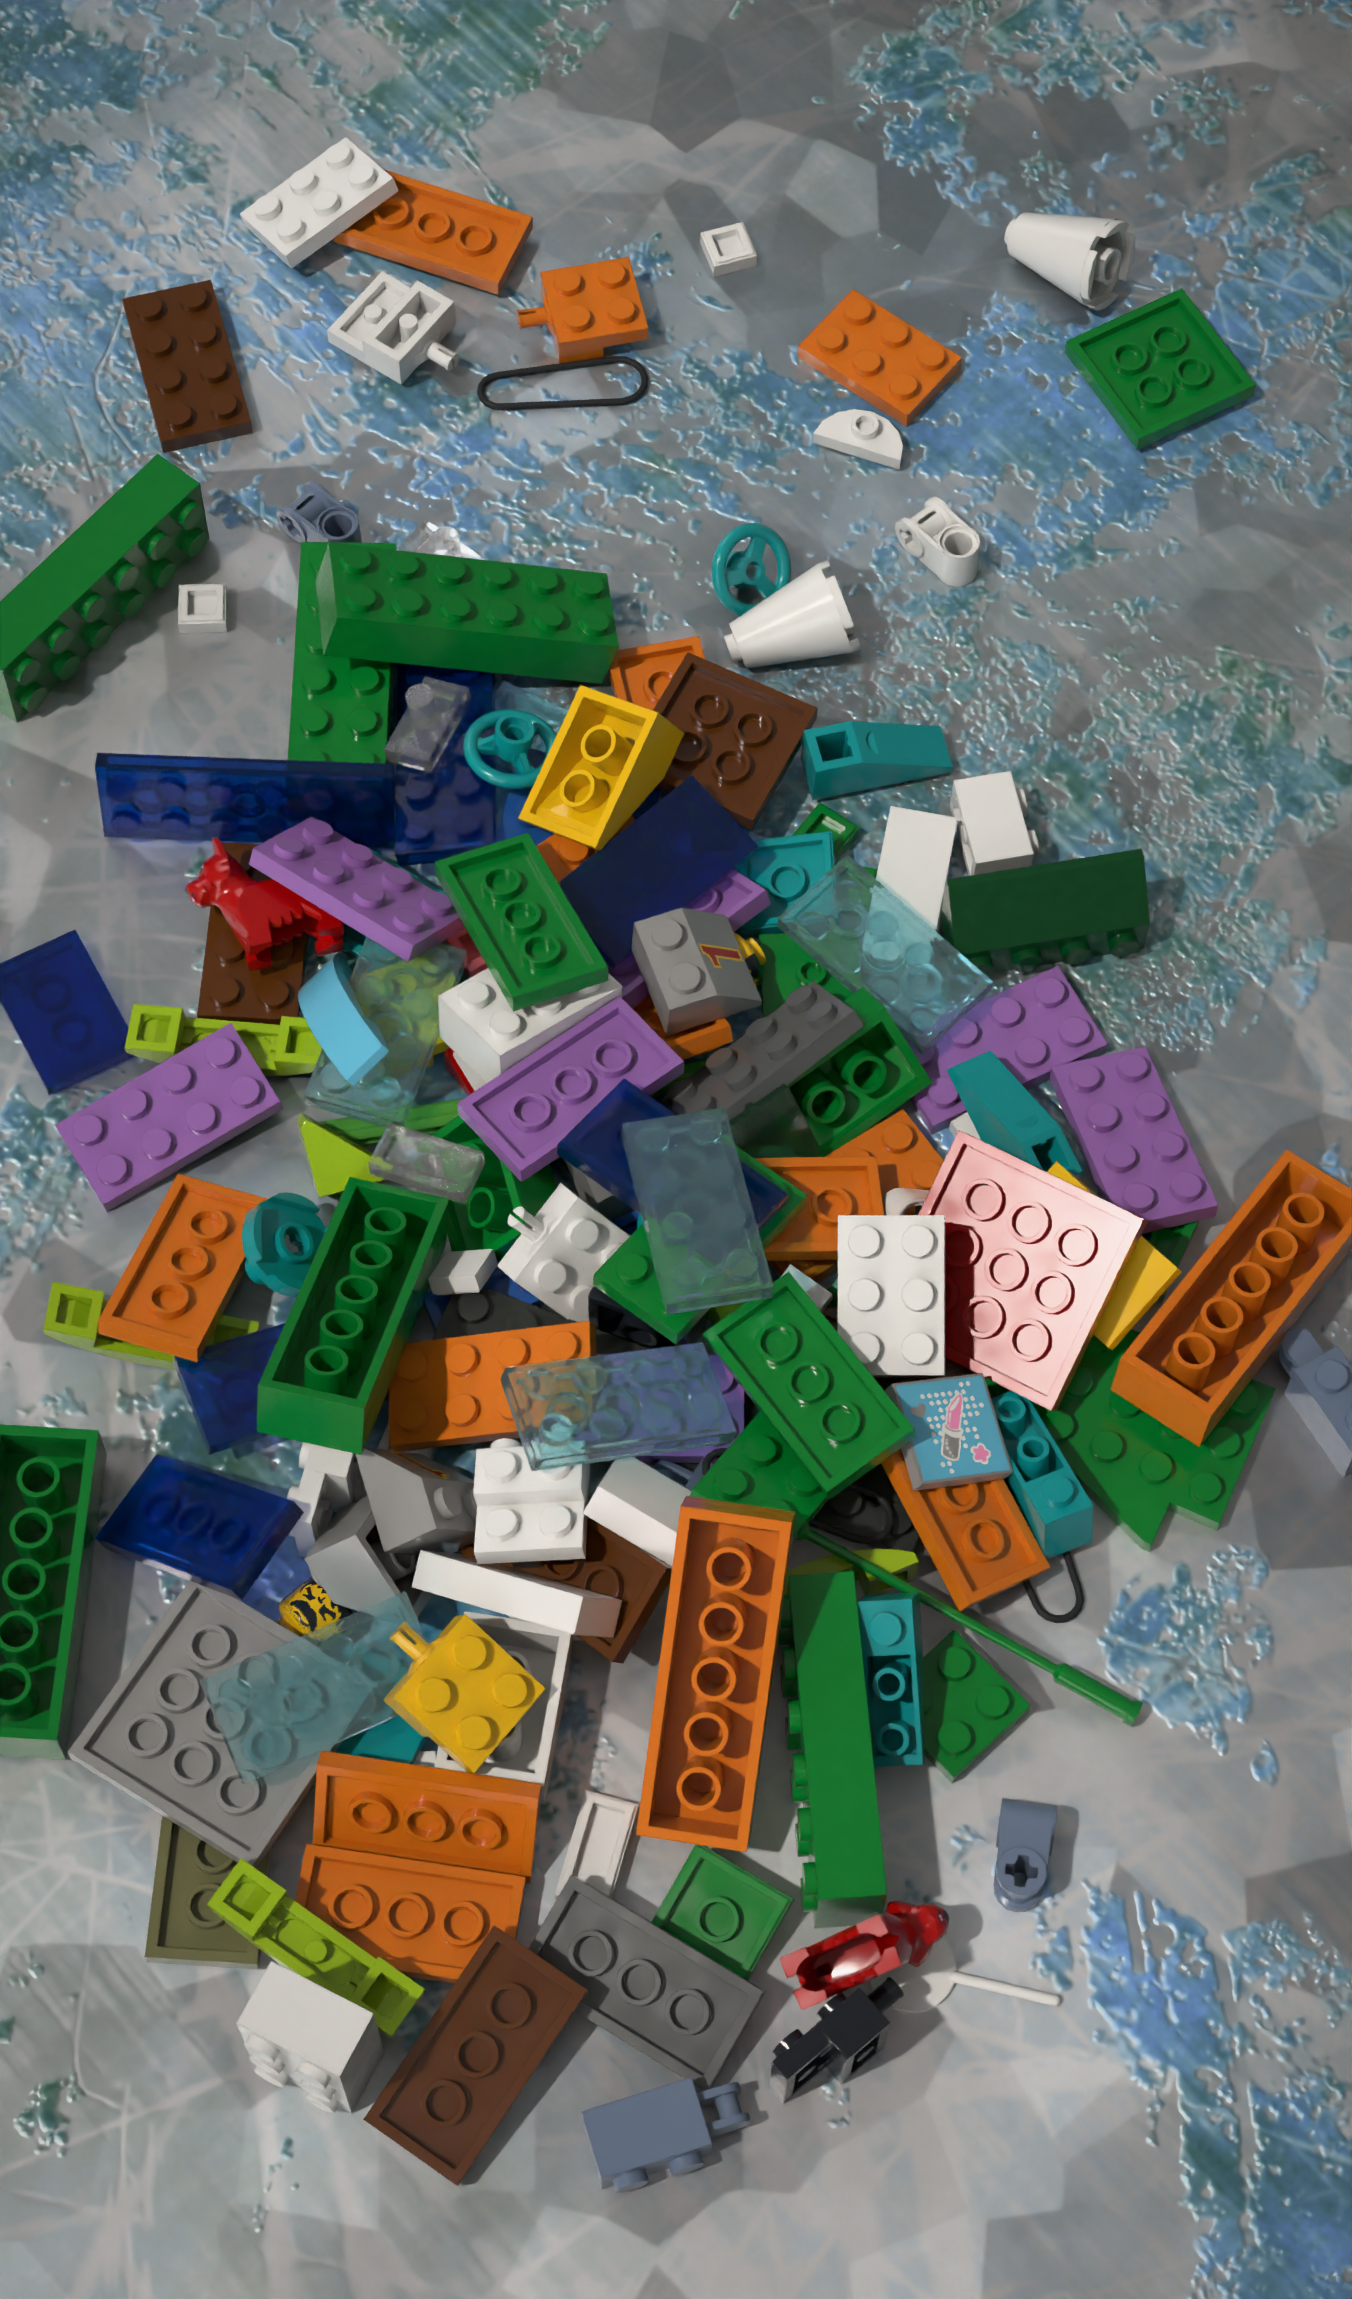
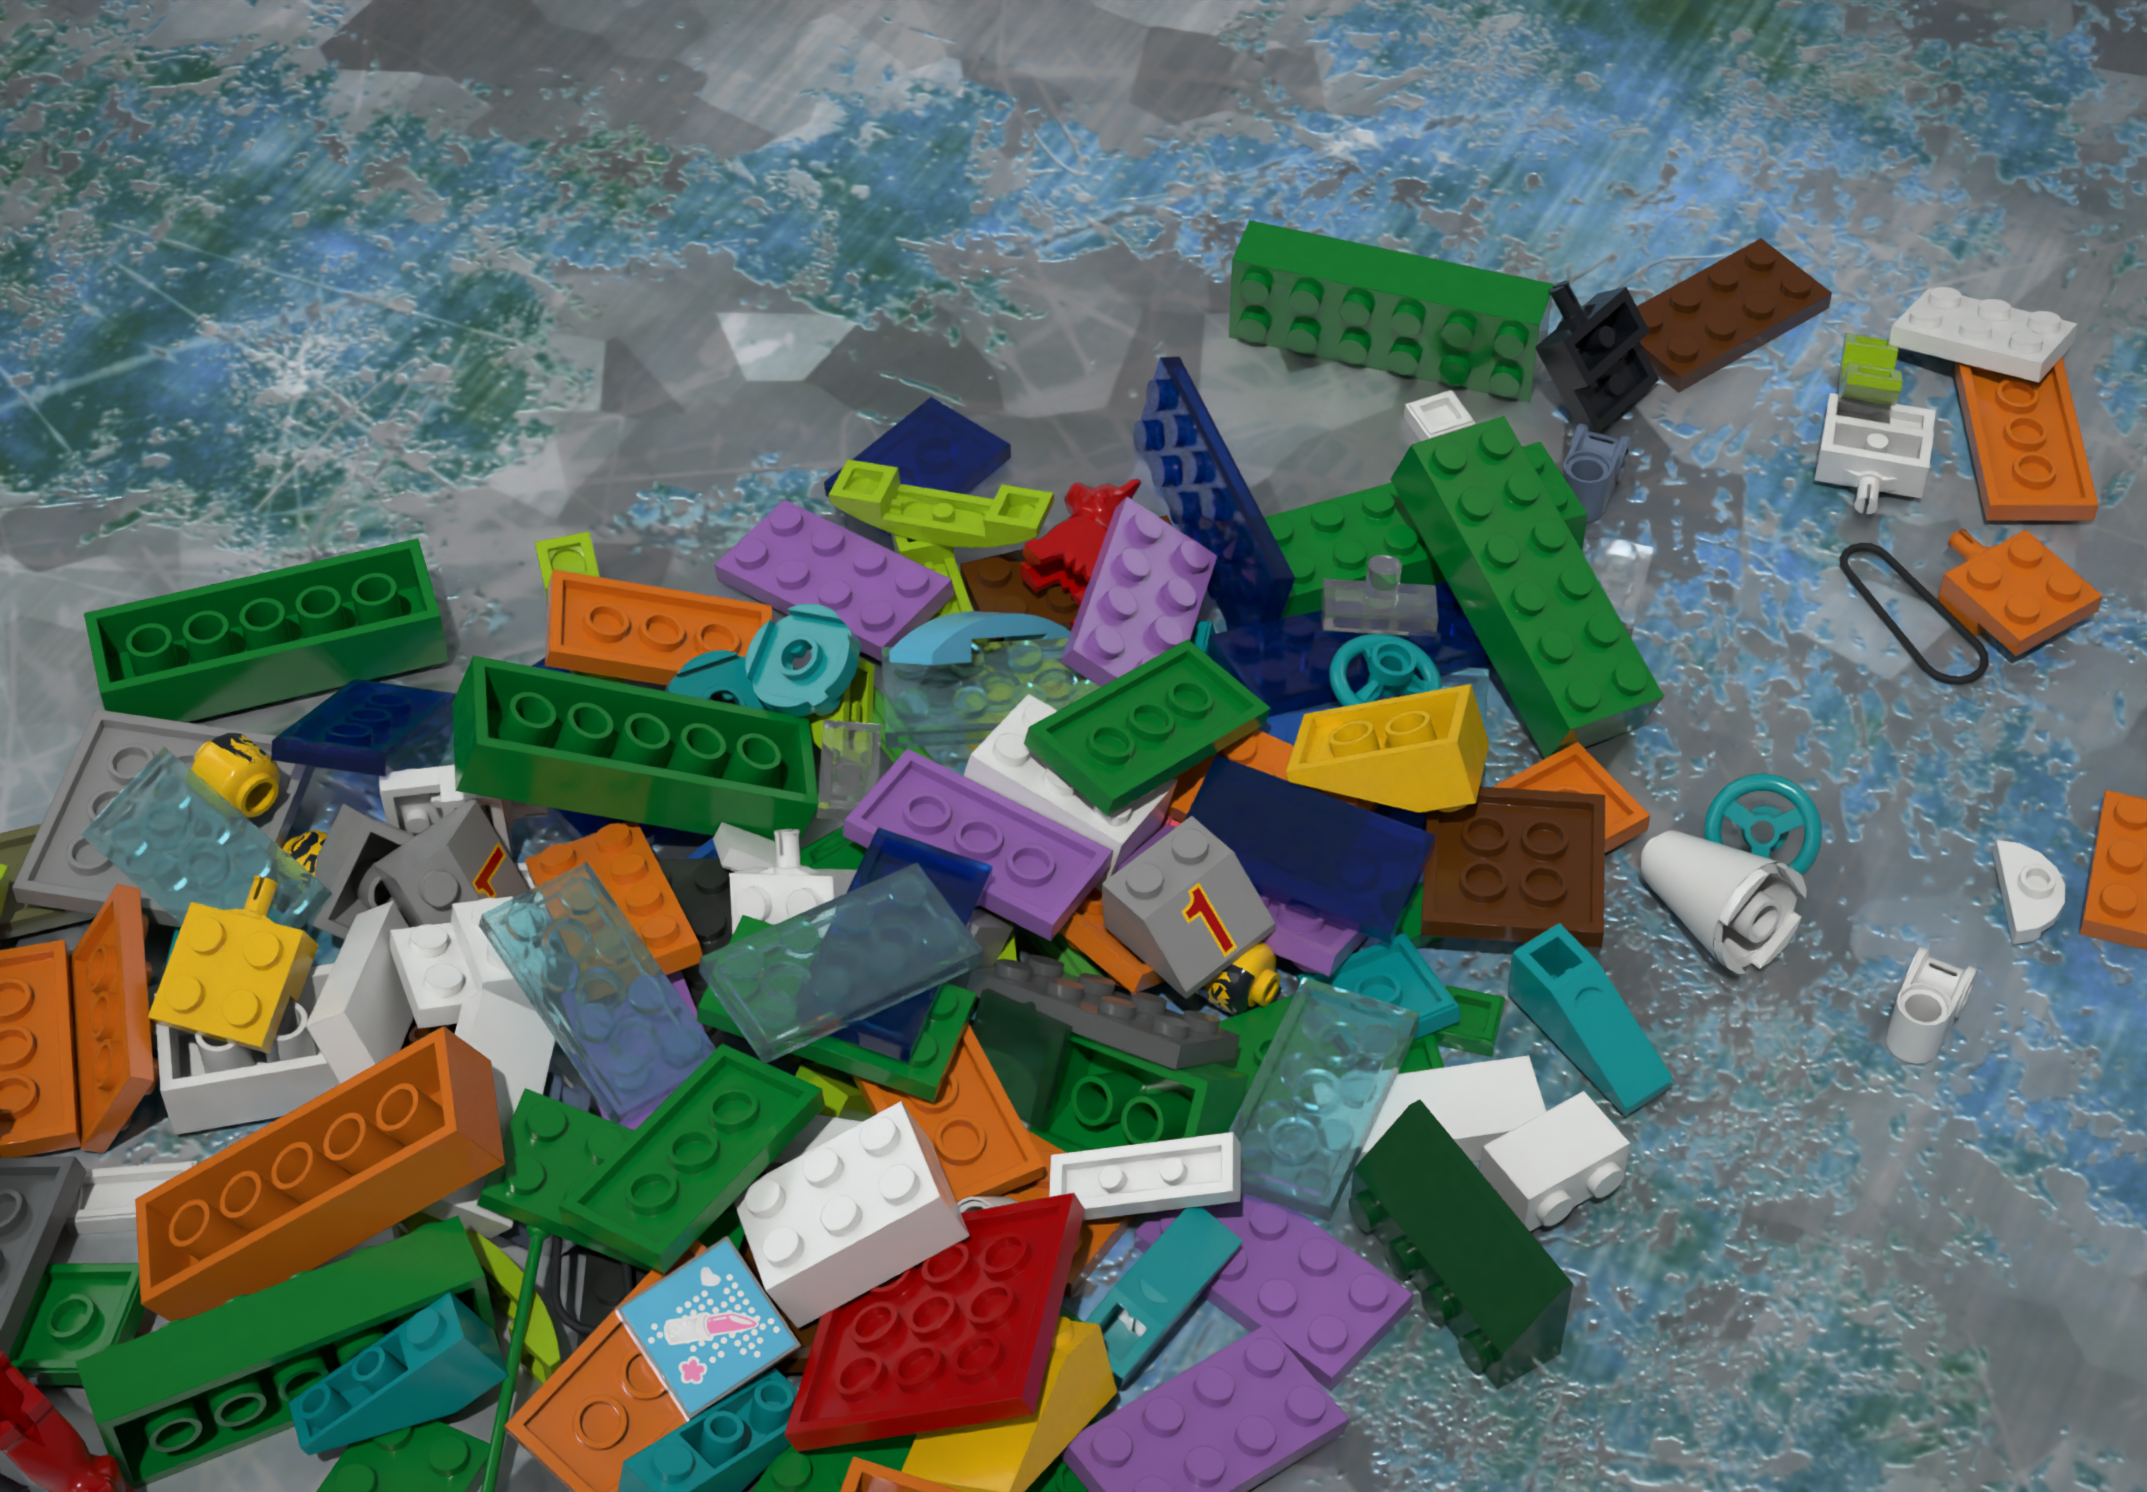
camera: 70 degrees right, 15 degrees down
(160, 1000) = (938, 516): none -> lime slope
(218, 463) = (1597, 355): none -> black plate
(230, 1636) = (239, 772): none -> yellow head
(305, 1125) = (818, 684): none -> teal plate
(322, 300) = (1869, 370): none -> lime slope
(922, 1091) = (1151, 1175): none -> white plate

